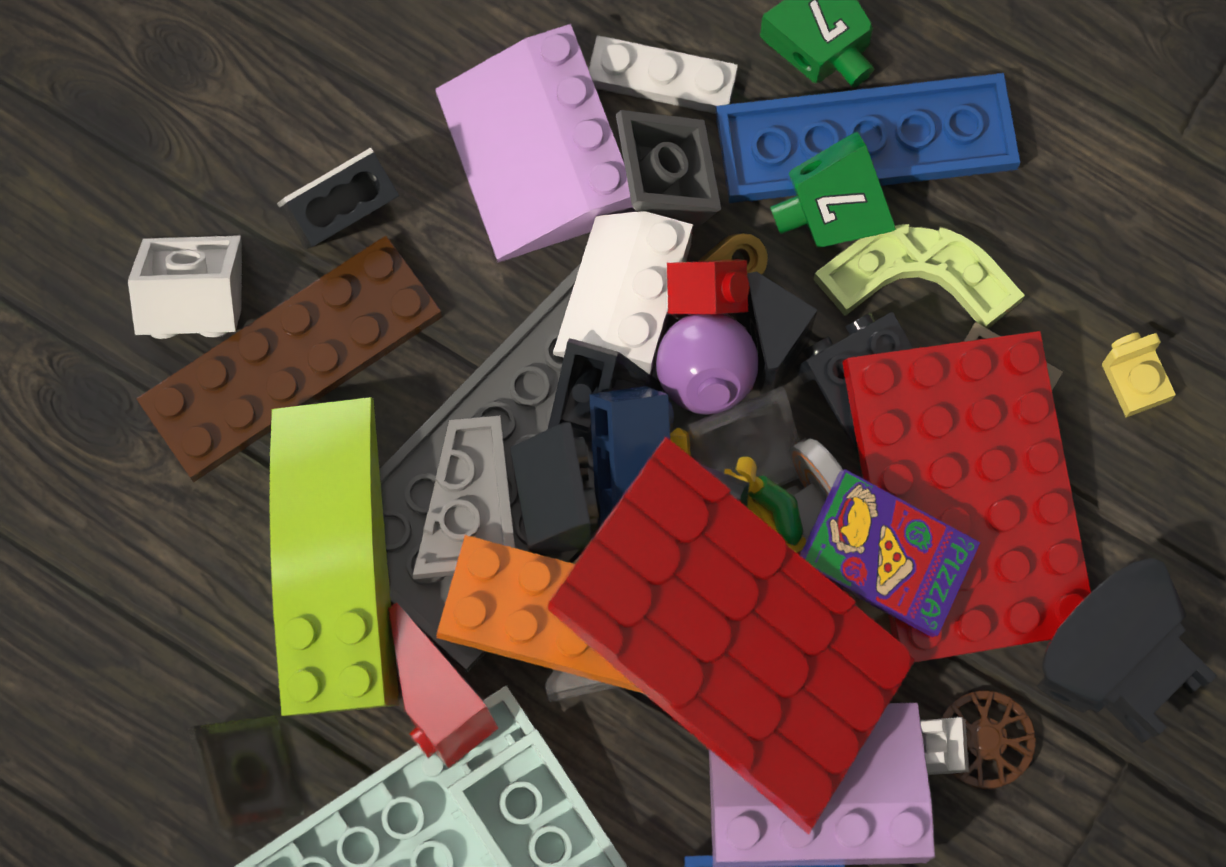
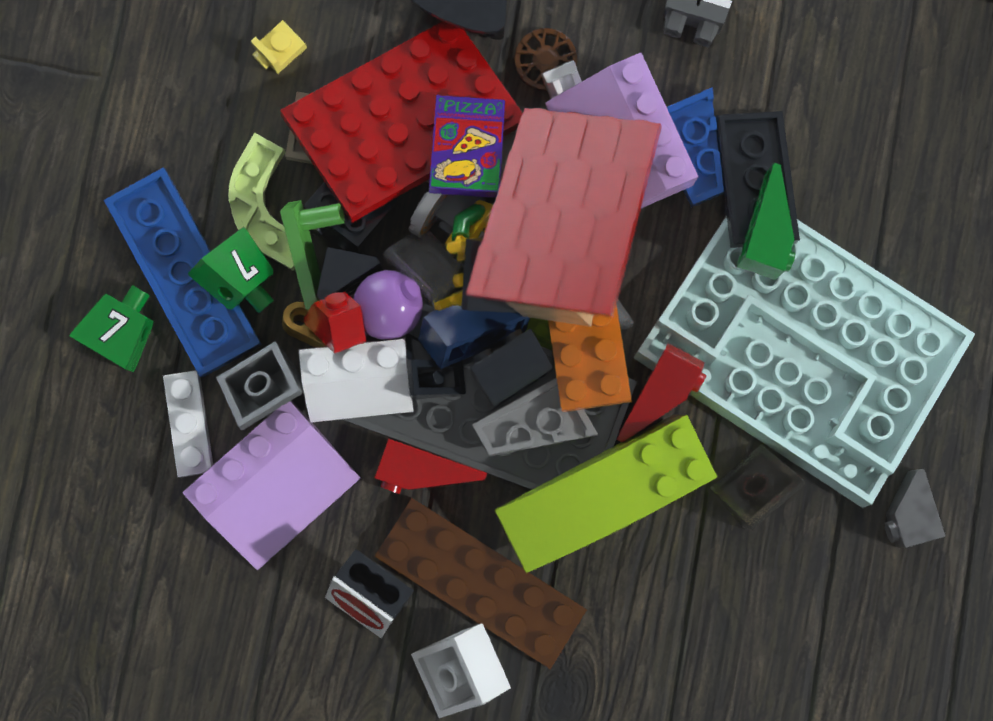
camera: 110 degrees left, 10 degrees up
(477, 323) = (417, 469): none -> red slope
(857, 289) = (297, 225): none -> bright green piece

